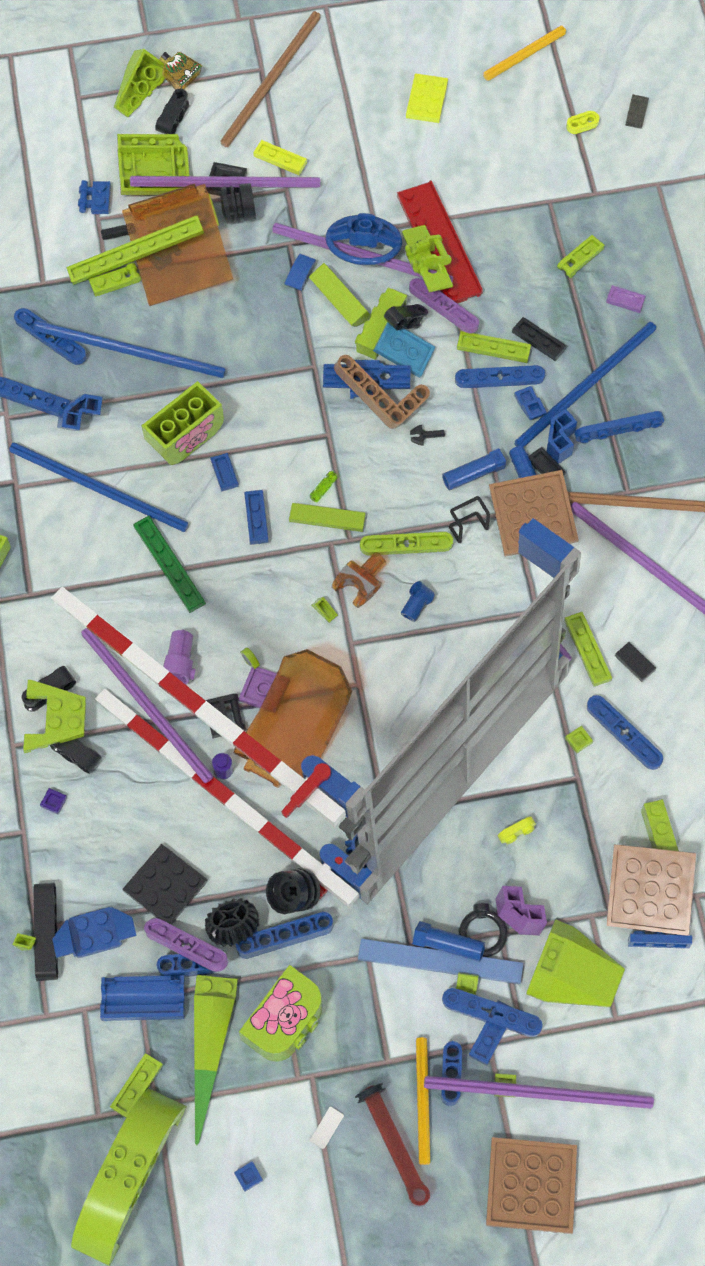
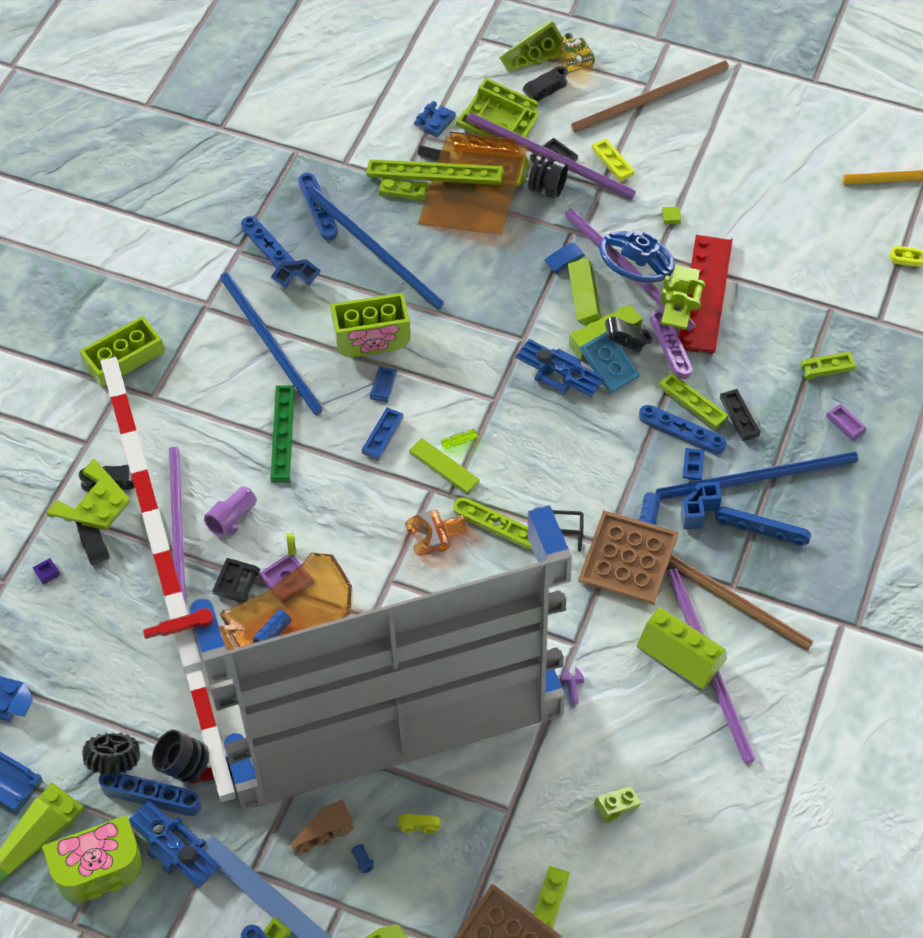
camera: 30 degrees right, 10 degrees down
(165, 885) = (83, 692): black plate -> none
(173, 938) = (65, 762): medium lavender piece -> none
(176, 970) = (56, 775): blue beam -> none
(287, 740) = (273, 627): none -> blue axle
(324, 609) = (386, 540): lime piece -> none
(337, 971) = (169, 850): none -> blue piece
(364, 184) = (671, 215): none -> lime tile
(379, 395) = (557, 388): medium nougat beam -> none
(420, 596) = (476, 570): blue piece -> none
(424, 434) = (578, 442): black bar -> none
(426, 98) = (777, 172): neon yellow plate -> none
(447, 871) = (327, 824): none -> medium nougat slope
(448, 942) = (285, 884): blue piece -> none
(475, 469) = (602, 493): blue piece -> none
(483, 911) = (335, 876): black piece -> none
(491, 884) = (365, 864): none -> blue pin
(522, 917) = (366, 902): medium lavender brick -> none
(544, 462) = (671, 519): black tile -> none
(579, 739) = (533, 776): lime plate -> none
(588, 649) = (597, 702): lime plate -> none
(625, 567) = (681, 648): none -> lime slope
(635, 661) = (635, 738): black tile -> none
(638, 746) = (585, 813): blue piece -> none
(657, 723) = (616, 802): none -> lime plate

